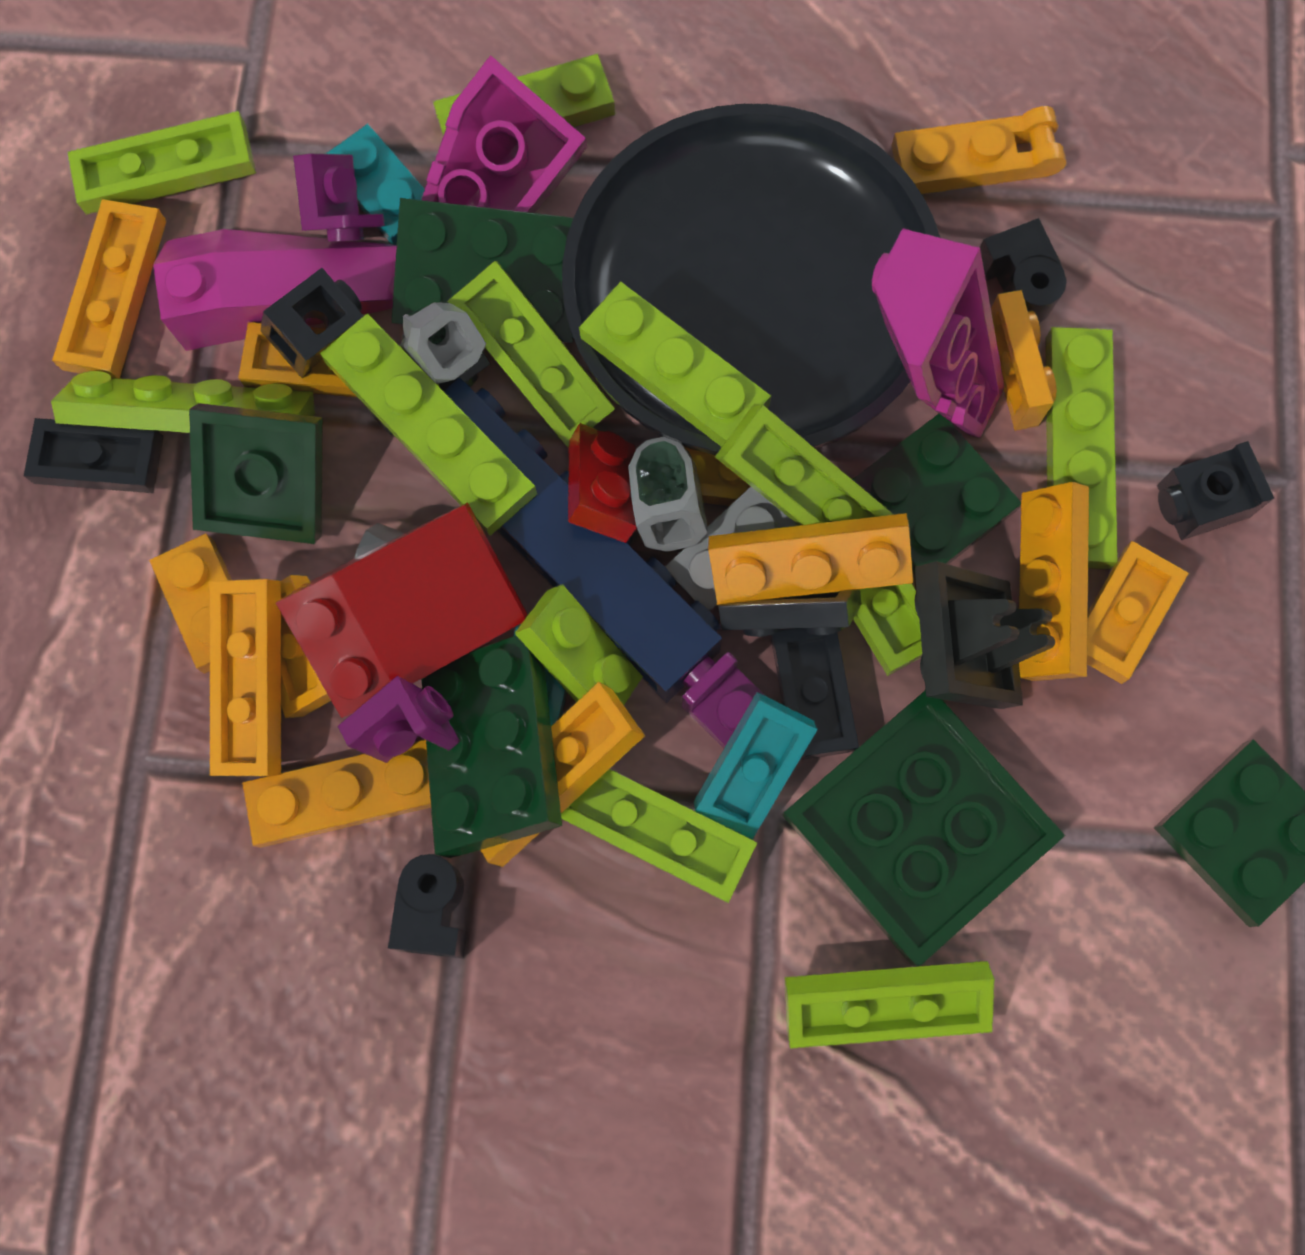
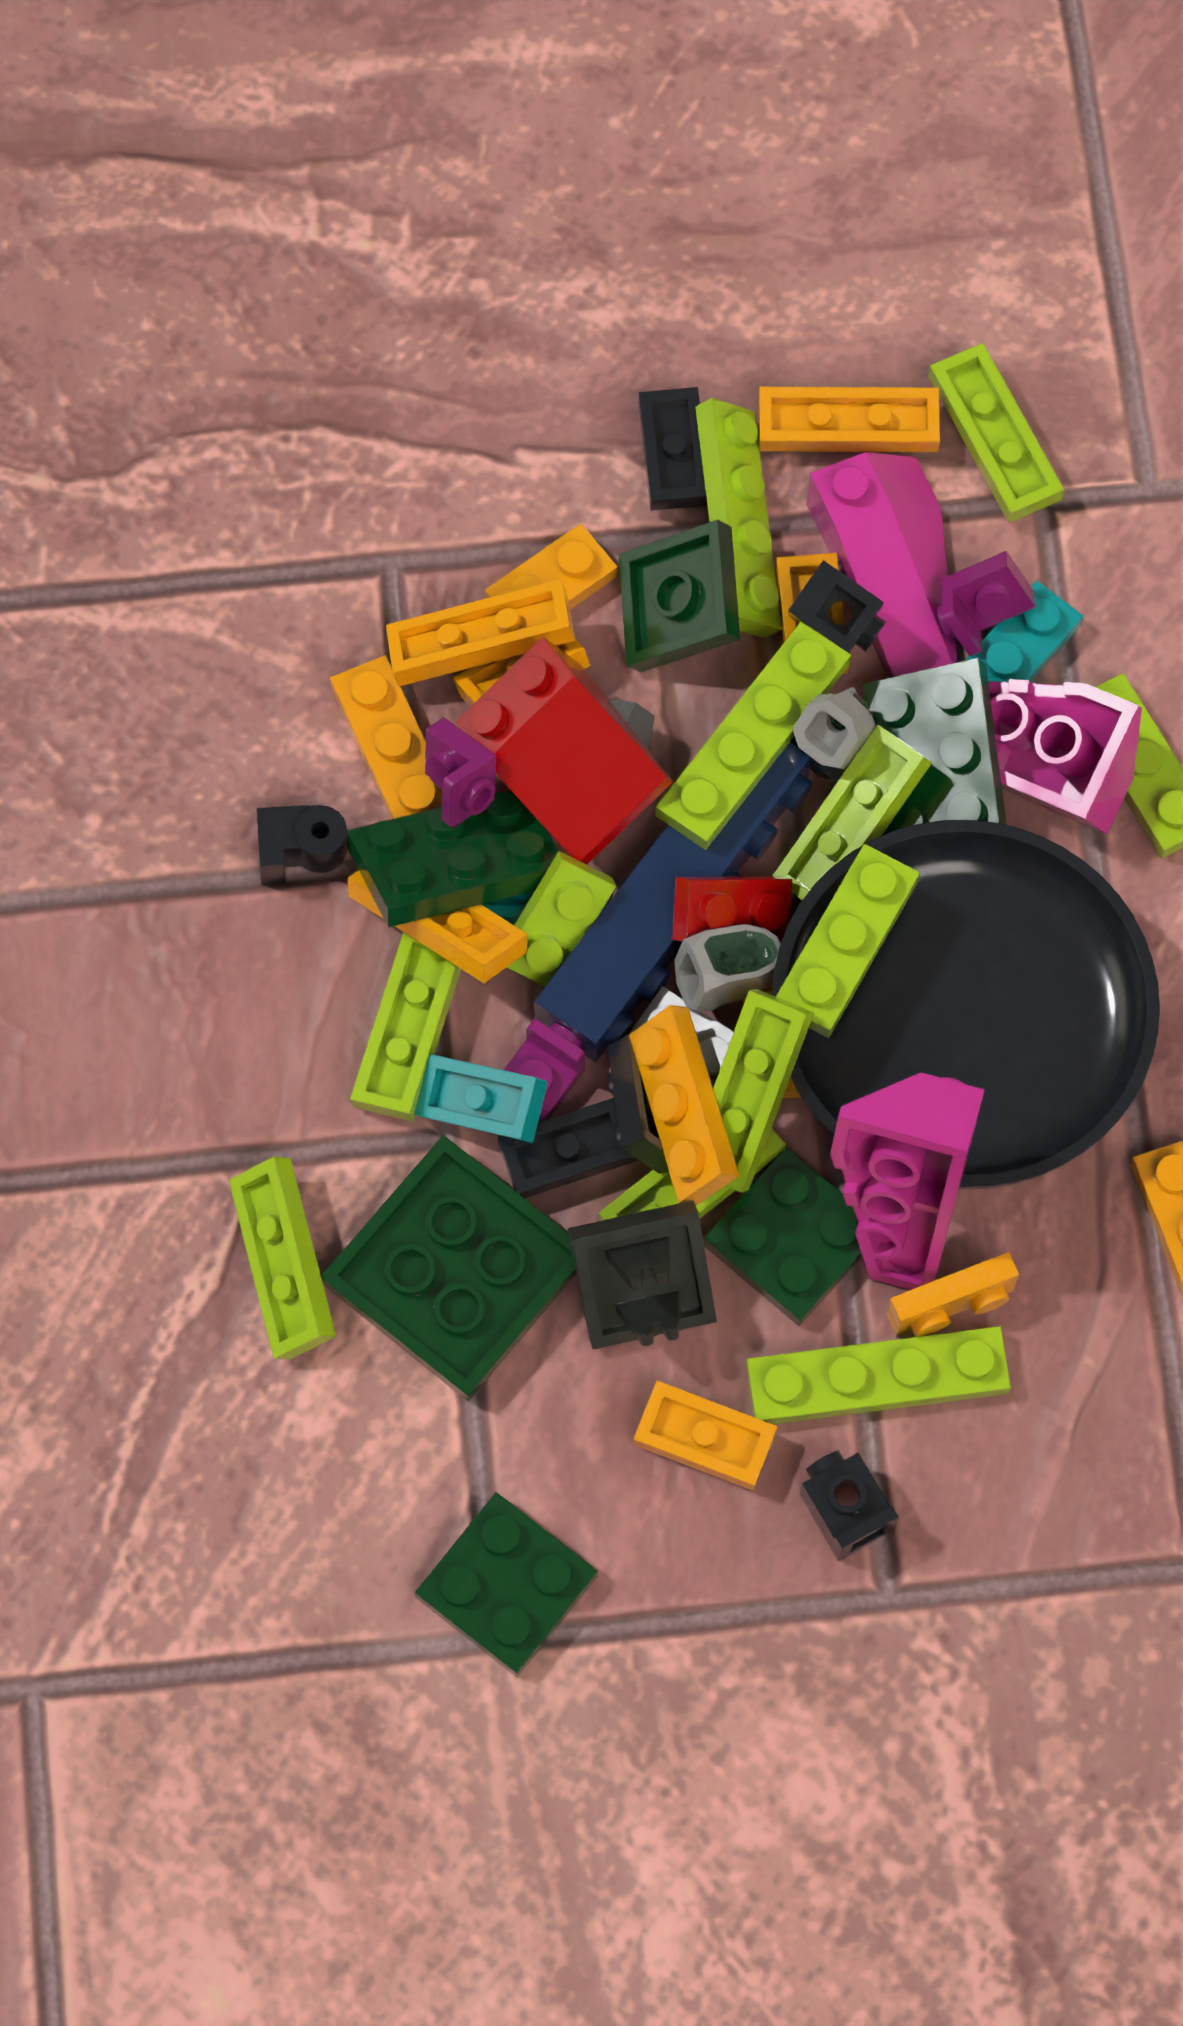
camera: 75 degrees right, 5 degrees down
(1026, 262) = (1053, 1296): black leg -> none
(1056, 576) = (719, 1353): light orange plate -> none

